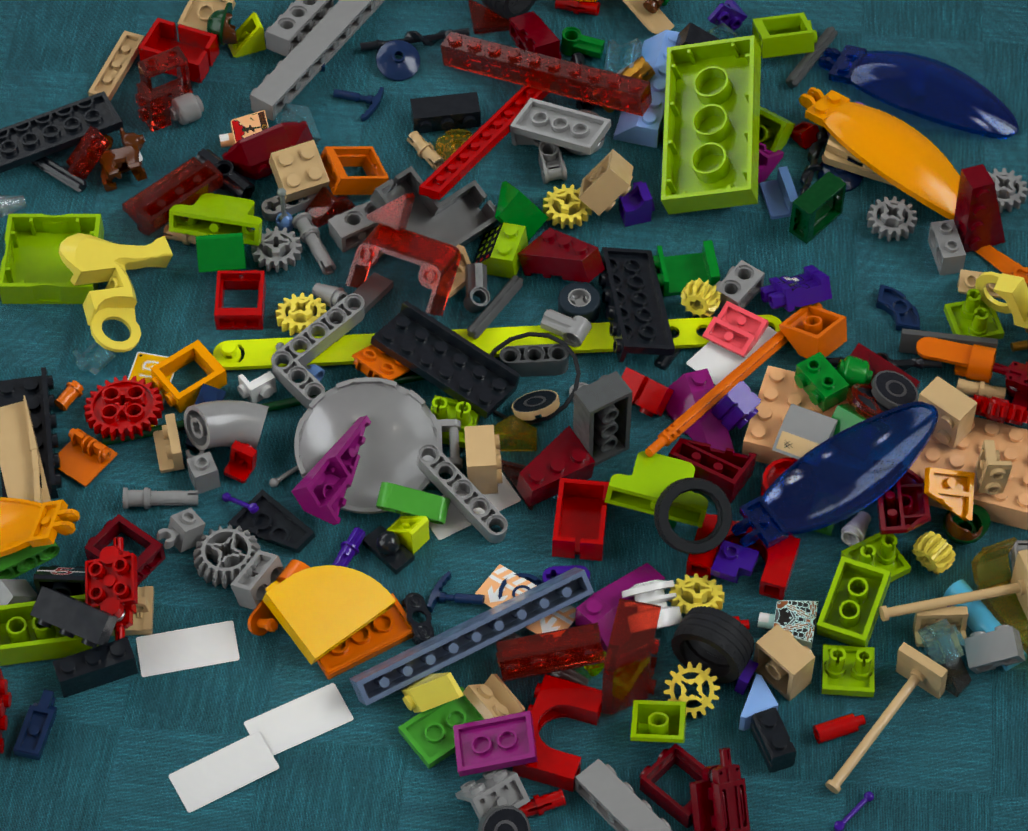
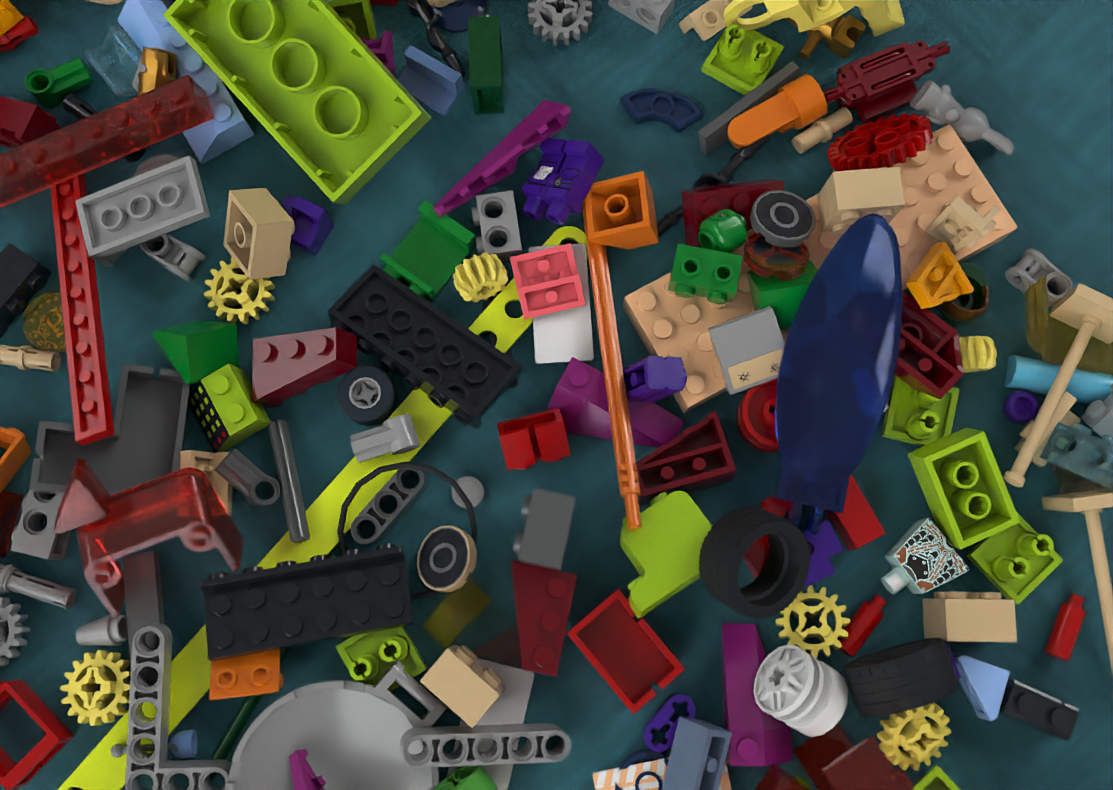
camera: 45 degrees left, 25 degrees up
(774, 256) = (501, 161): none -> magenta wedge

